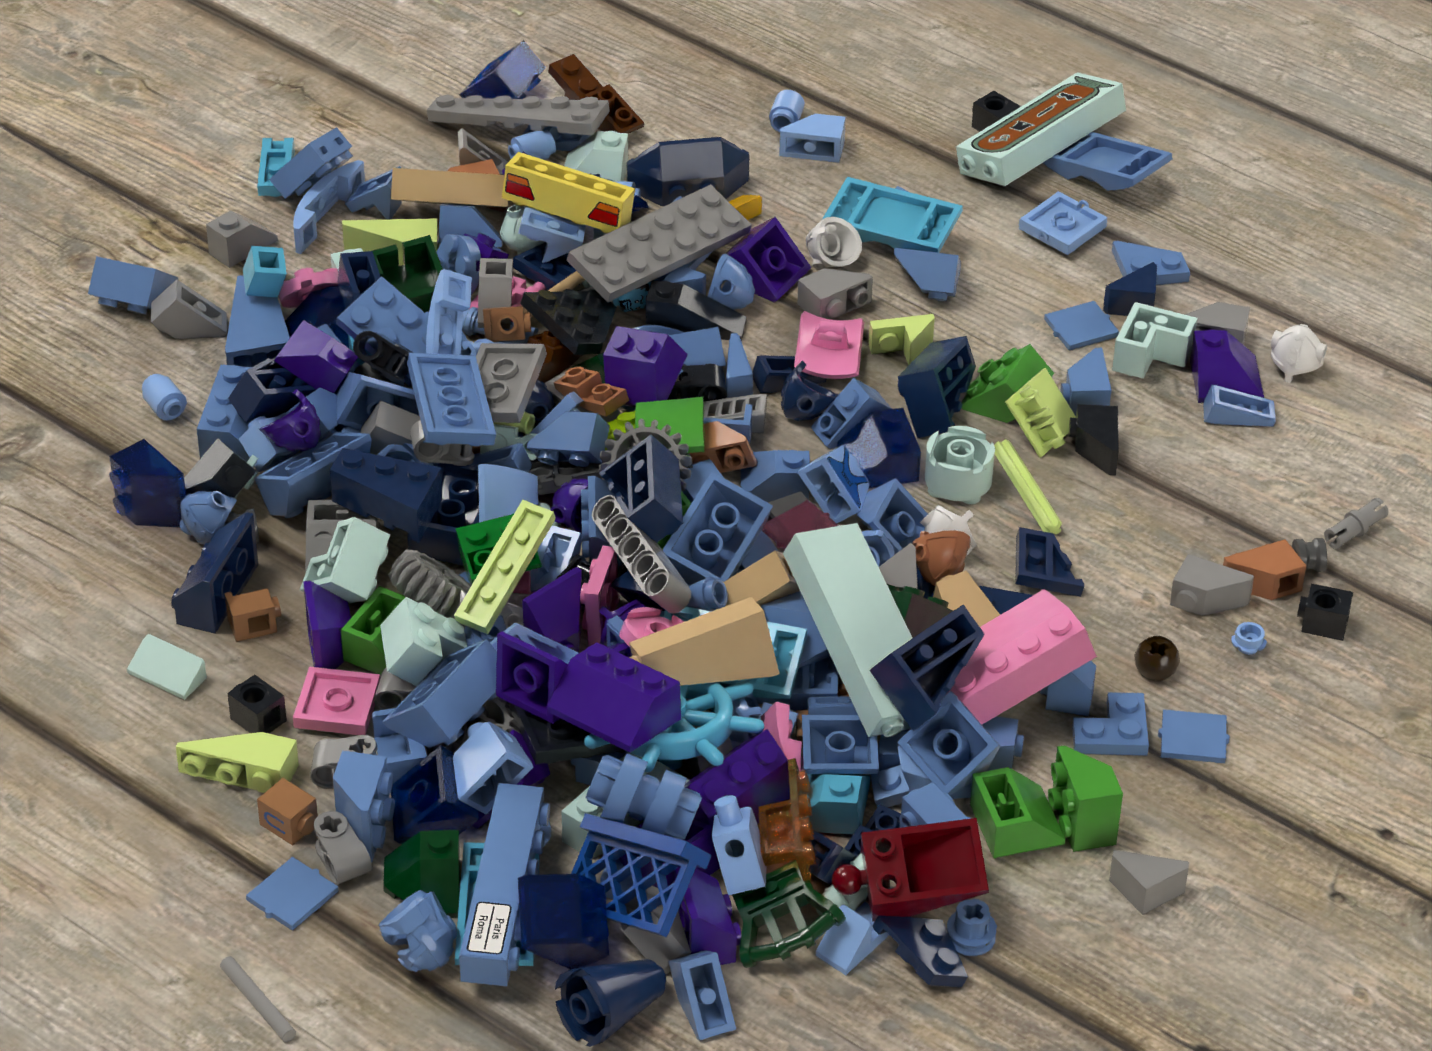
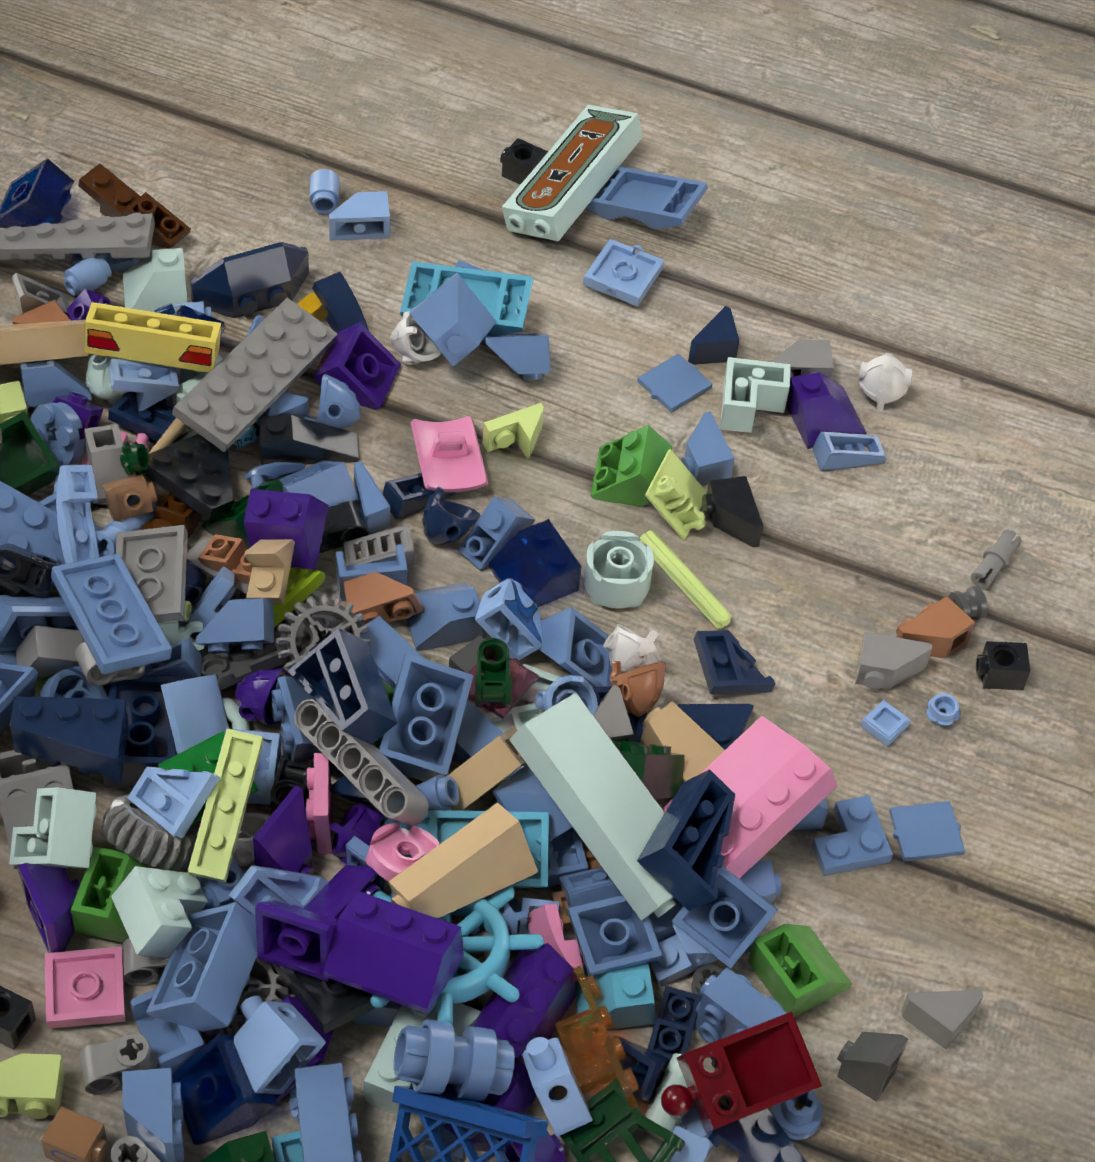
camera: 20 degrees left, 10 degrees up
(460, 551) = (173, 796): none -> light blue wing
(518, 288) = (134, 458): none -> dark green plate
(615, 395) = (270, 569): none -> tan slope
(683, 416) = (335, 577): bright green slope -> none
(764, 199) = (339, 302): none -> dark blue slope
(796, 512) = (493, 678): none -> dark green piece
(834, 292) = (434, 392): light grey slope -> none
(869, 227) = (453, 319): none -> medium blue slope
(935, 384) = (567, 480): dark blue wedge -> none
(1058, 901) = (871, 1061): none -> dark grey slope
(1085, 799) = (862, 939): bright green slope -> none
(1157, 658) = (869, 752): dark brown piece -> none
(1170, 264) = (707, 300): medium blue wing -> none
(1188, 639) = (885, 723): none -> light blue tile

